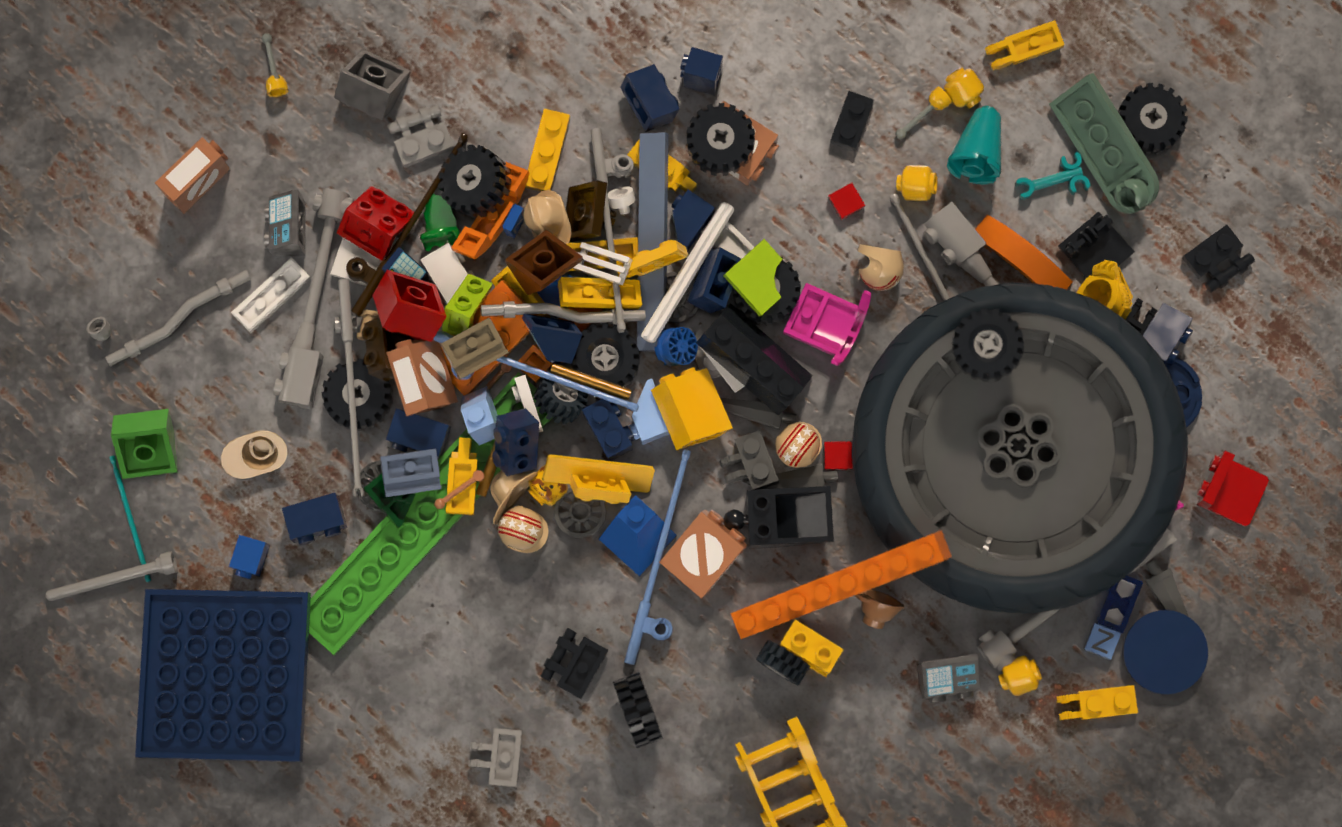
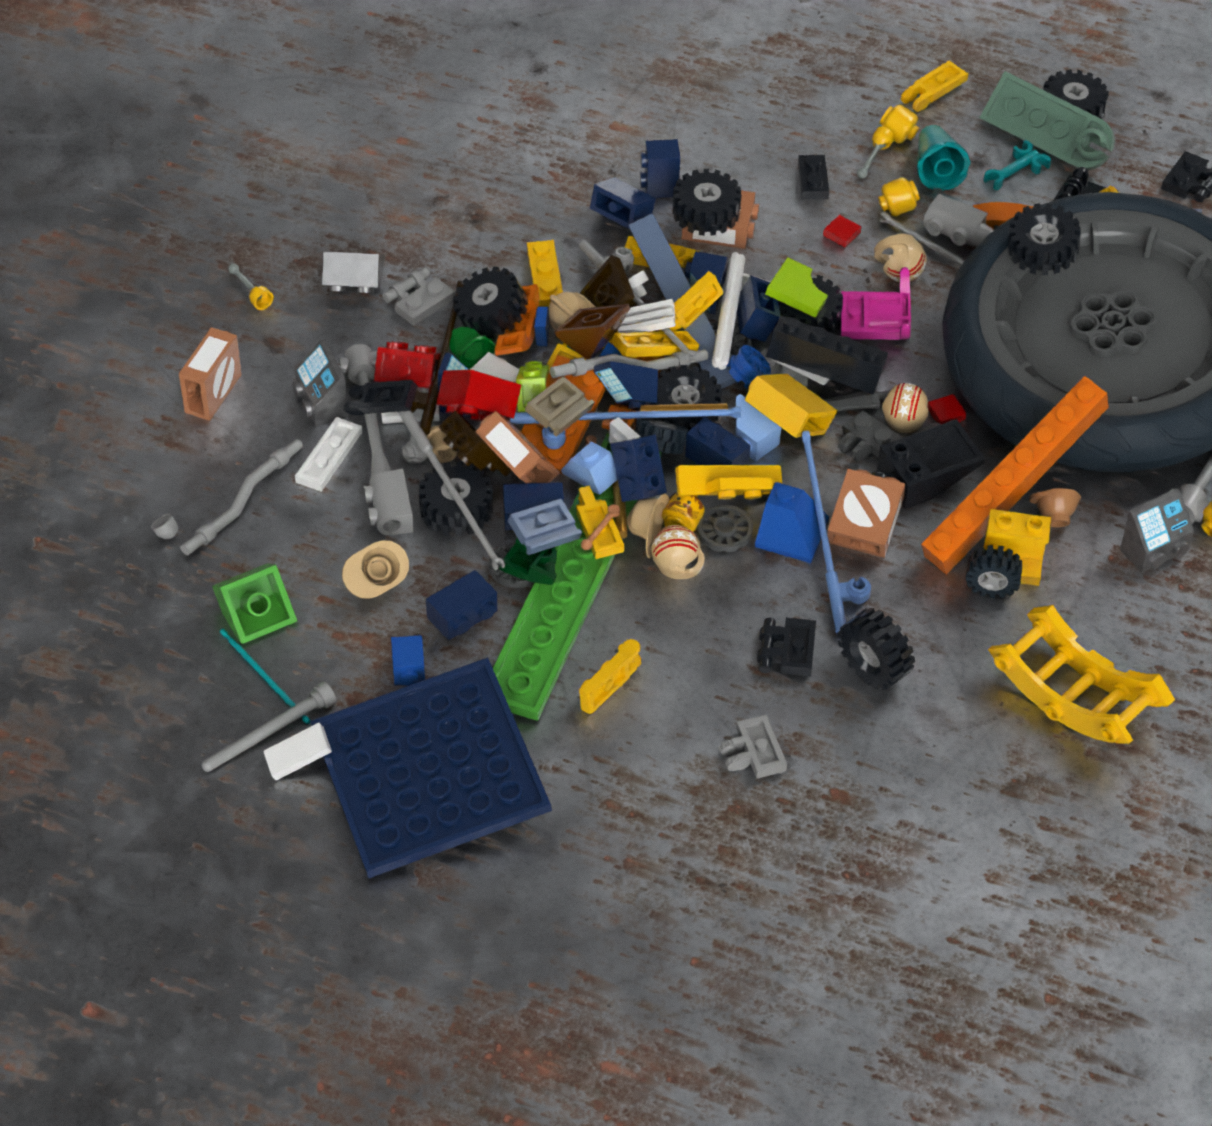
camera: 25 degrees left, 30 degrees down
(124, 615) = (297, 751): none -> white tile
(328, 270) = (381, 397): none -> black hinge
(411, 637) = (610, 676): none -> yellow hinge

